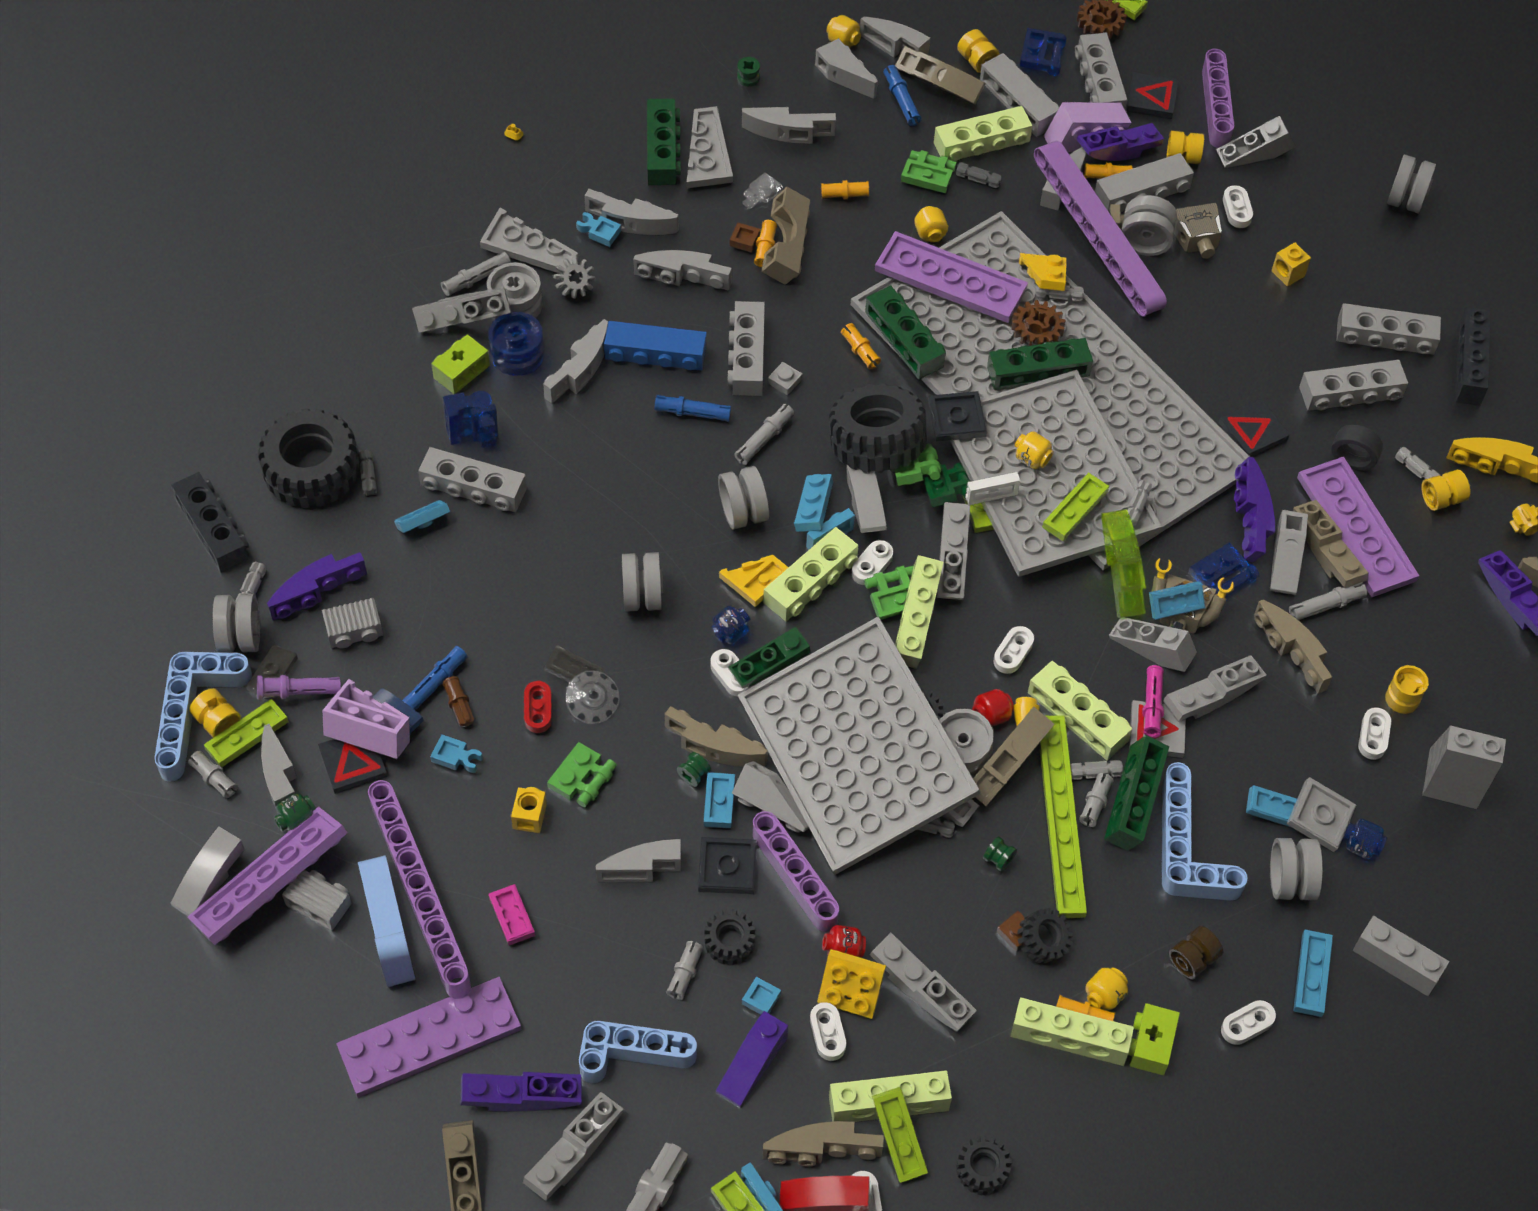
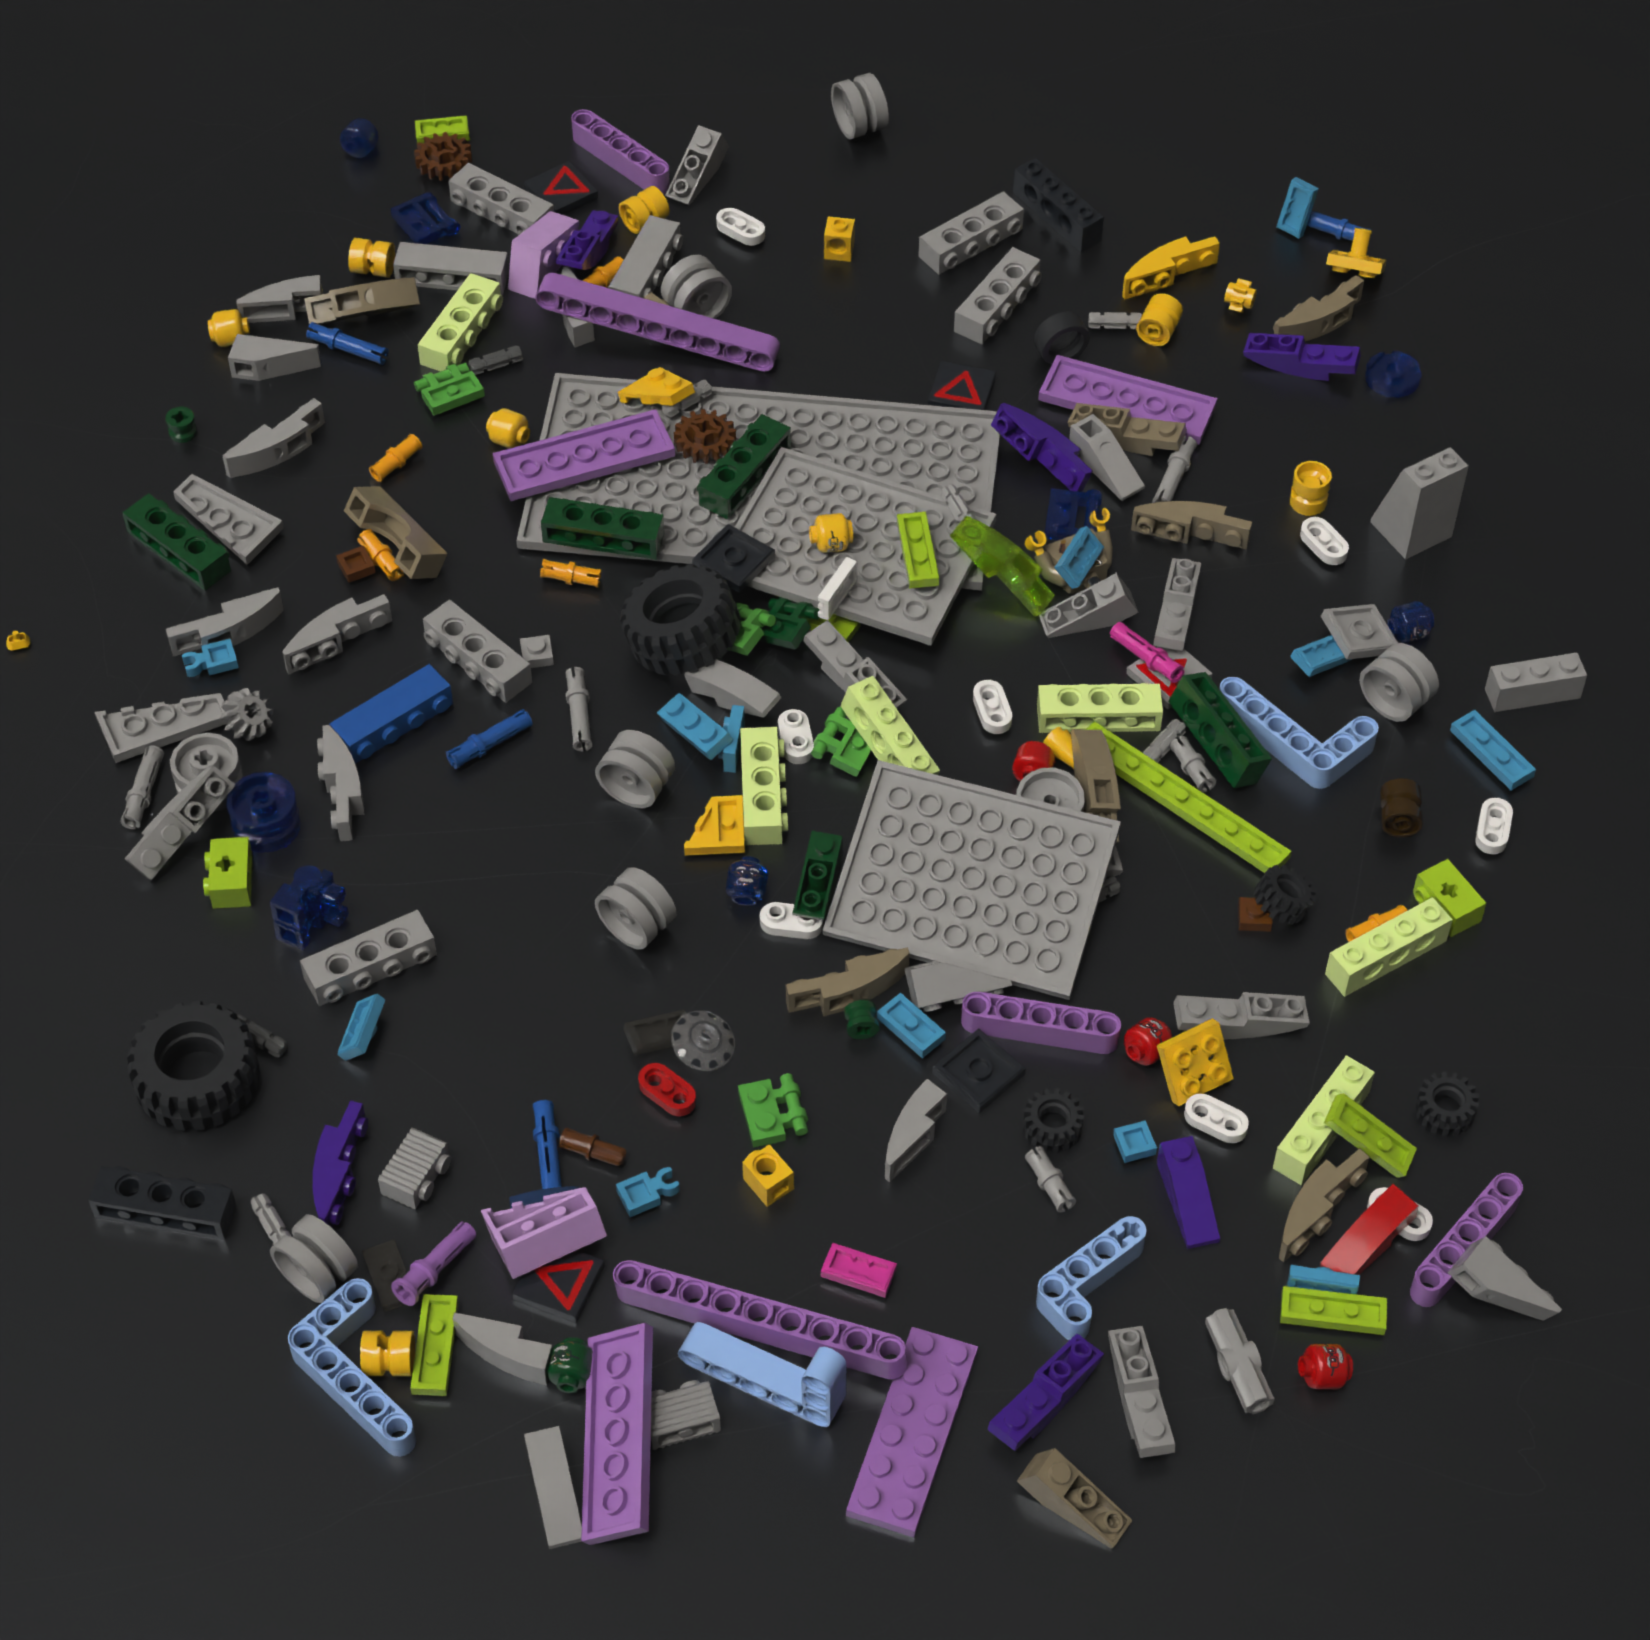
camera: 45 degrees left, 5 degrees down
(212, 774) = (448, 1406): light grey pin -> none
(763, 189) = (318, 513): clear plate -> none
(1000, 854) = (1175, 867): dark green wheel -> none
(1107, 988) = (1372, 892): yellow head -> none
(1198, 229) = (737, 263): dark tan torso -> none

